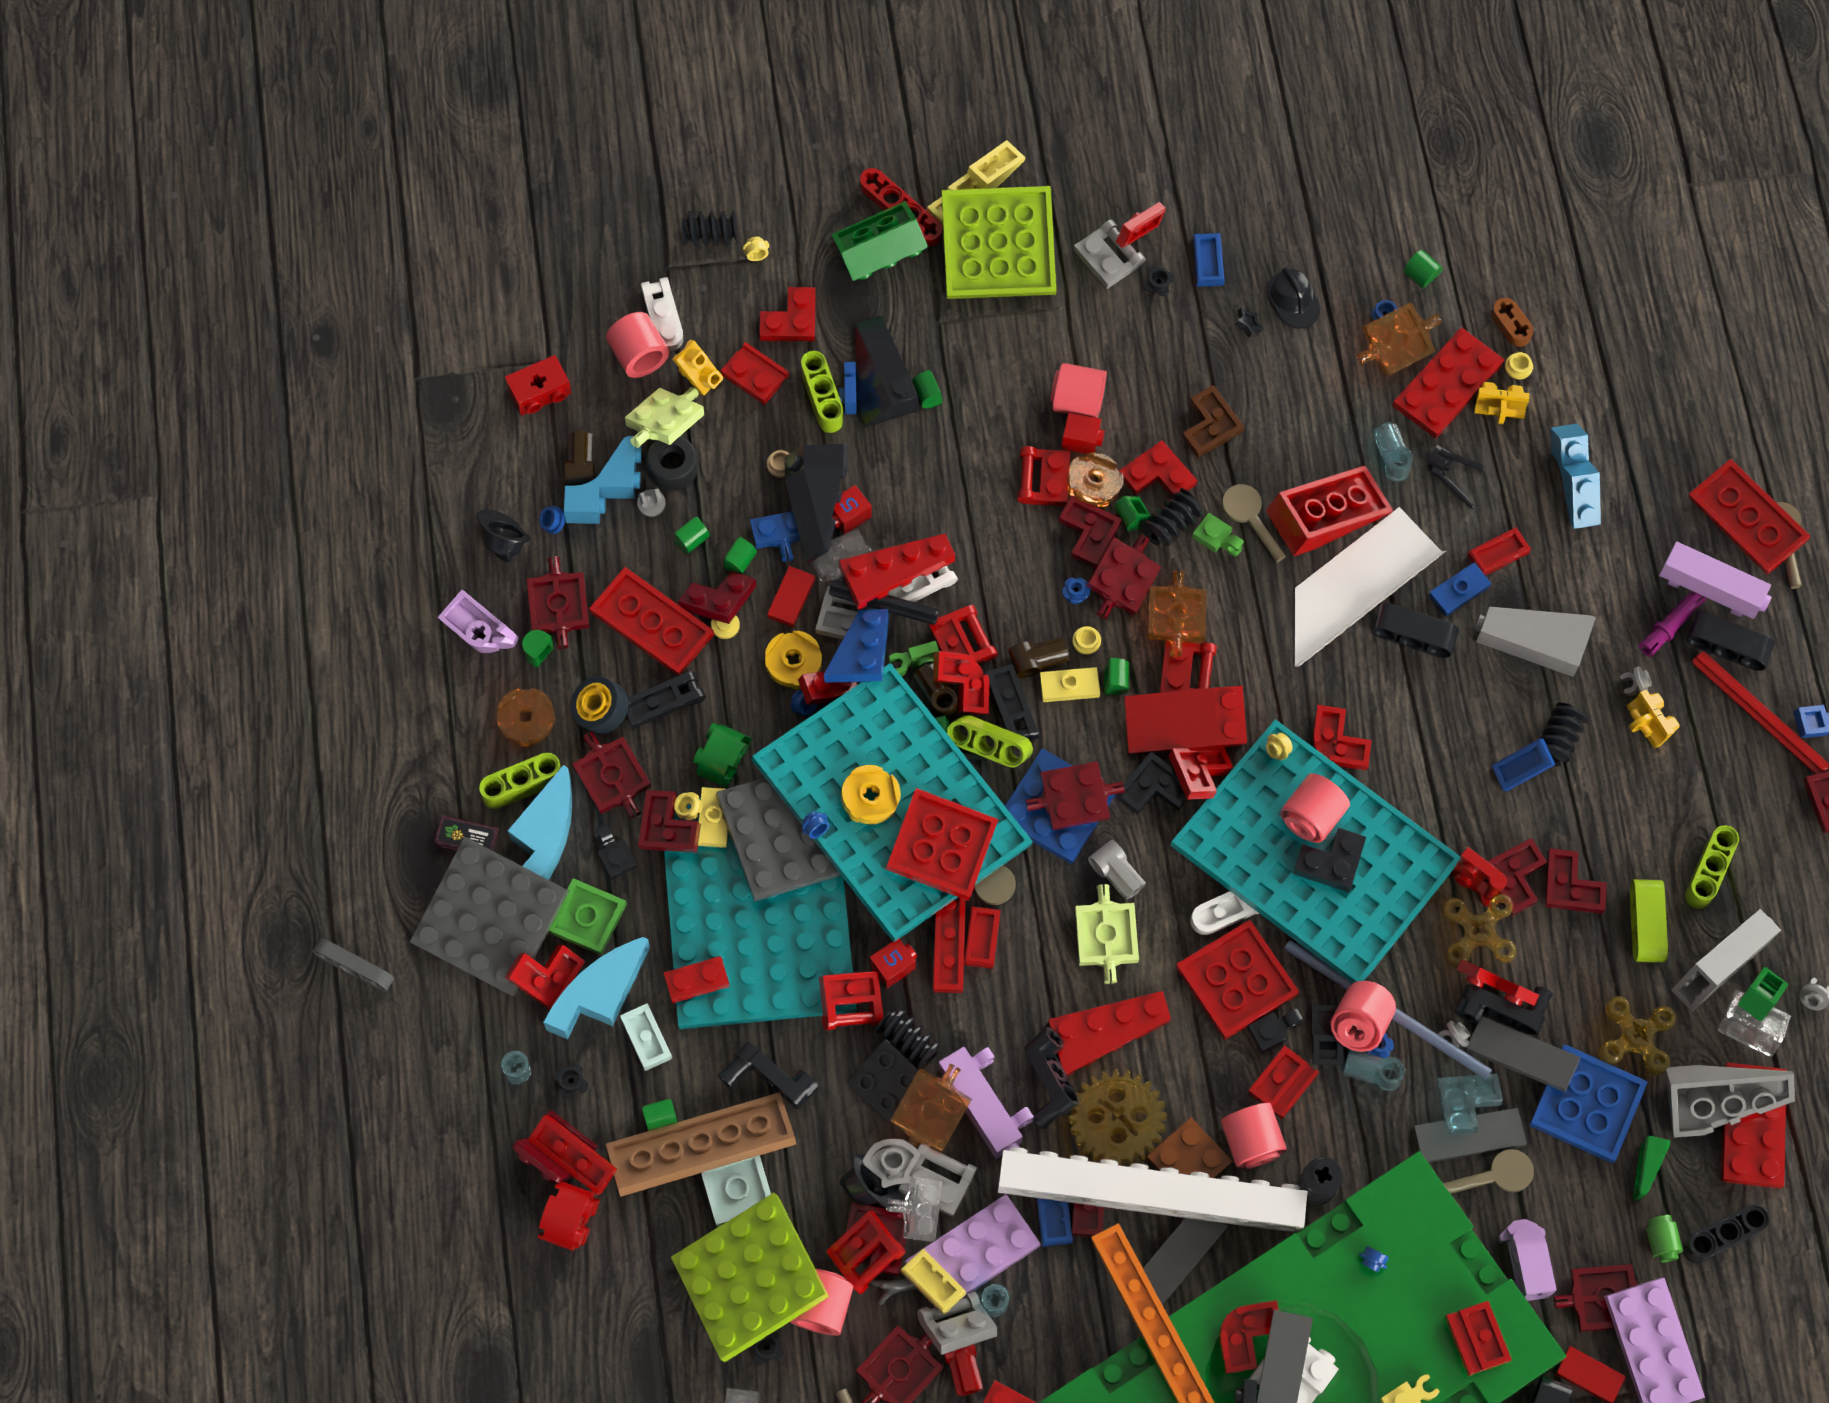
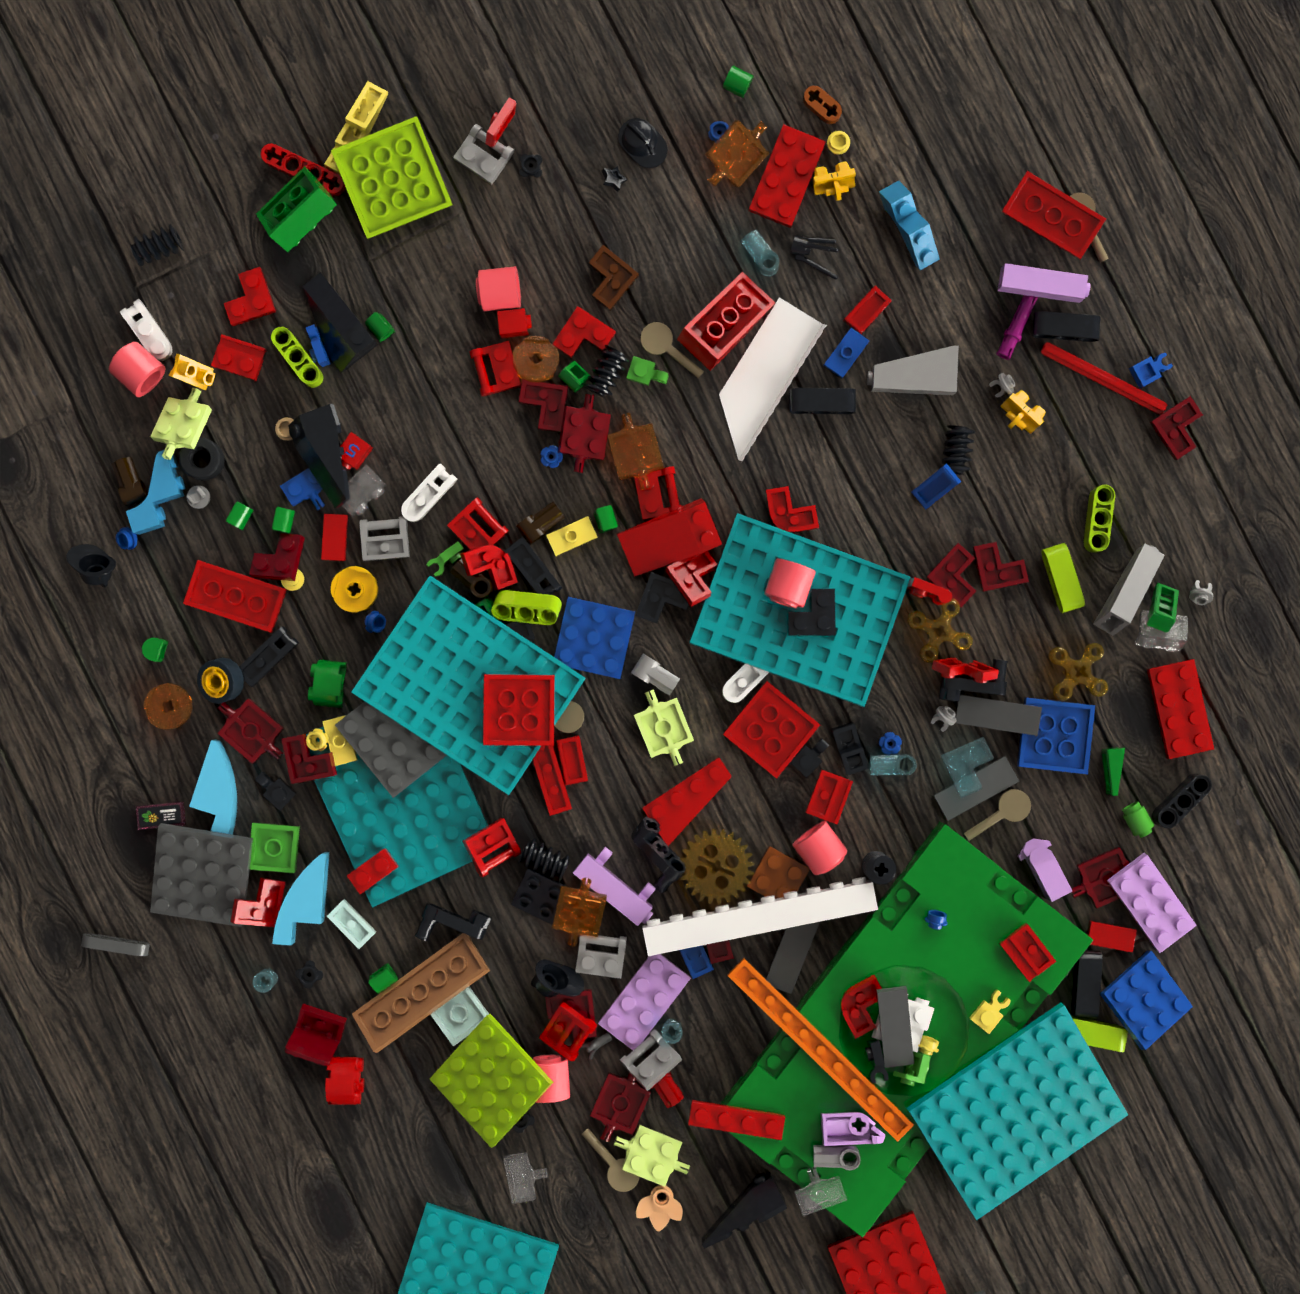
camera: 20 degrees left, 20 degrees up
(470, 619) = (93, 643): lavender piece -> none
(505, 780) = (173, 762): lime beam -> none
(524, 385) = (61, 434): red brick -> none
(558, 602) = (157, 606): dark red plate -> none
(572, 1154) = (330, 1035): red plate -> none
(756, 249) = (200, 248): light yellow plate -> none
(815, 824) = (418, 731): blue plate -> none
(817, 691) = (389, 604): red plate -> none
(862, 649) = (404, 570): blue wing -> none
(880, 782) = (464, 695): yellow plate -> none
(883, 570) = (398, 497): red wing -> none
(892, 1161) = (564, 958): light grey animal -> none
(893, 604) = (407, 522): black axle -> none
(893, 962) = (513, 805): red brick -> none
(920, 1209) = (596, 986): clear plate -> none
(933, 1281) = (623, 1037): light yellow plate -> none
(1074, 795) = (605, 630): dark red plate -> none
(1086, 640) = (573, 495): light yellow plate -> none
(1208, 259) = (564, 131): blue tile -> none
(1279, 746) = (747, 538): light yellow plate -> none
(1363, 1016) = (873, 731): coral piece -> none
(1399, 1016) = (895, 716): sand blue piece -> none
(1715, 1095) = (1145, 701): light grey wedge -> none

